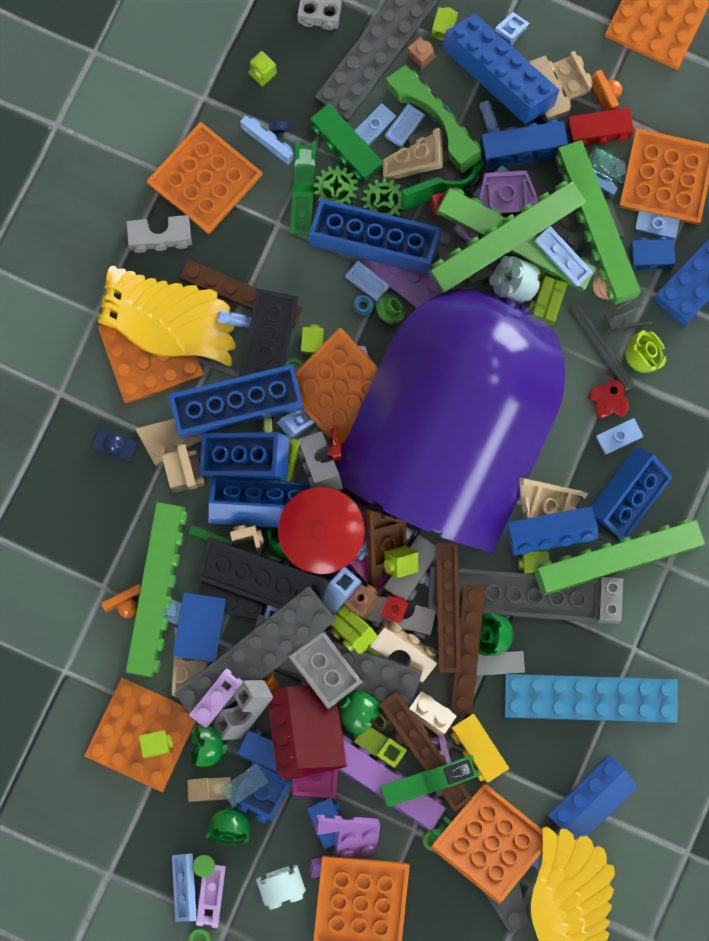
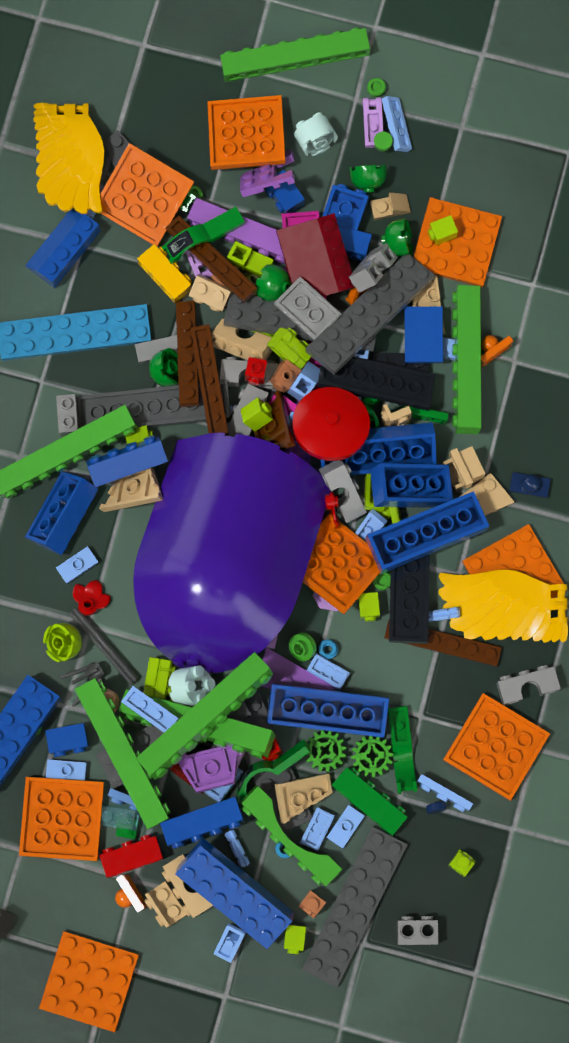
camera: 175 degrees right, 0 degrees up
(215, 699) = (398, 272): lavender plate -> none
(244, 785) = (360, 207): clear light blue plate -> none

